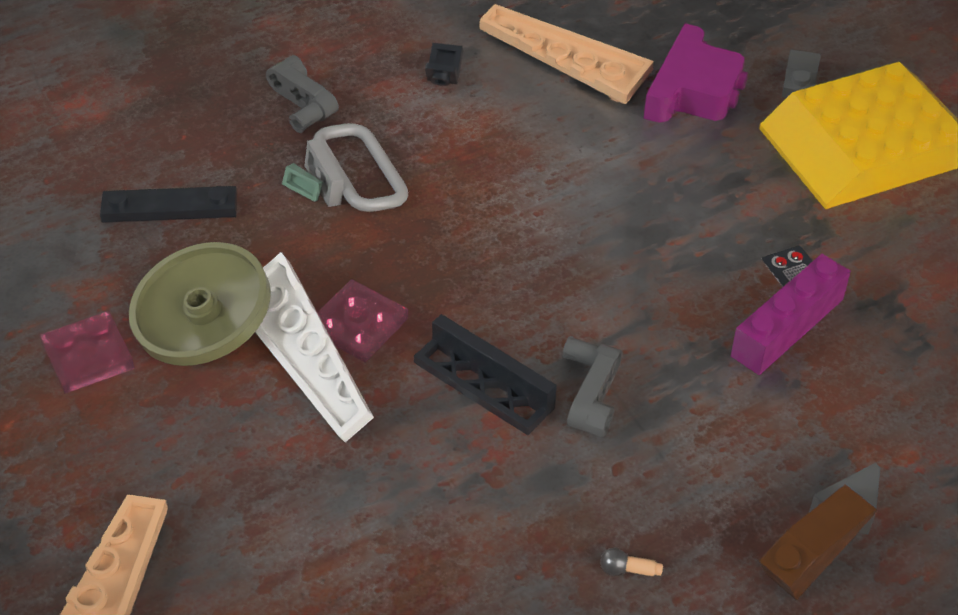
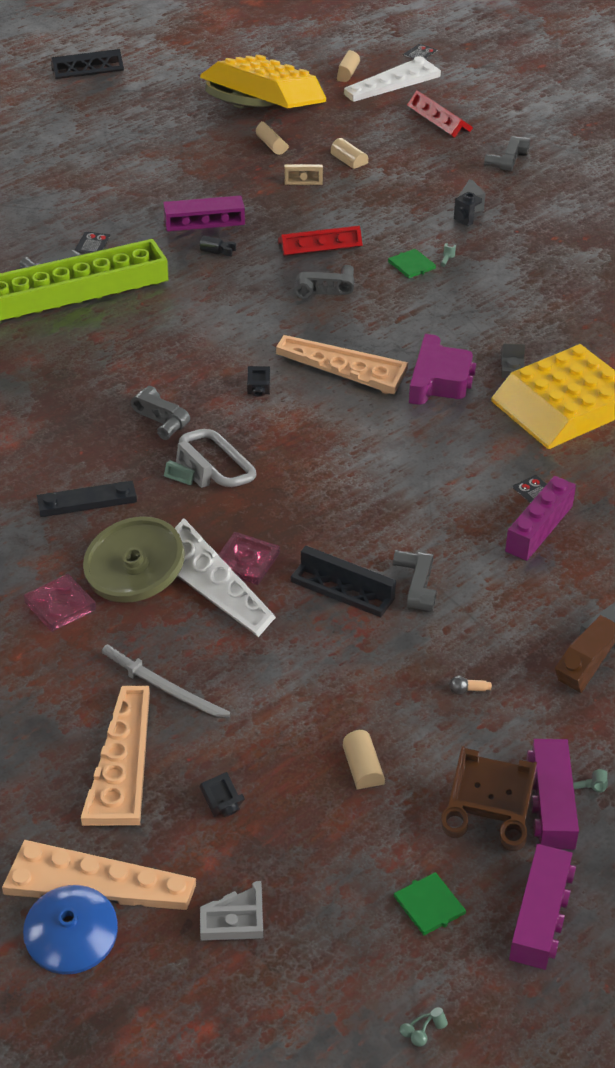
camera: 10 degrees left, 5 degrees down
(160, 469) = (136, 668): none -> light grey sword

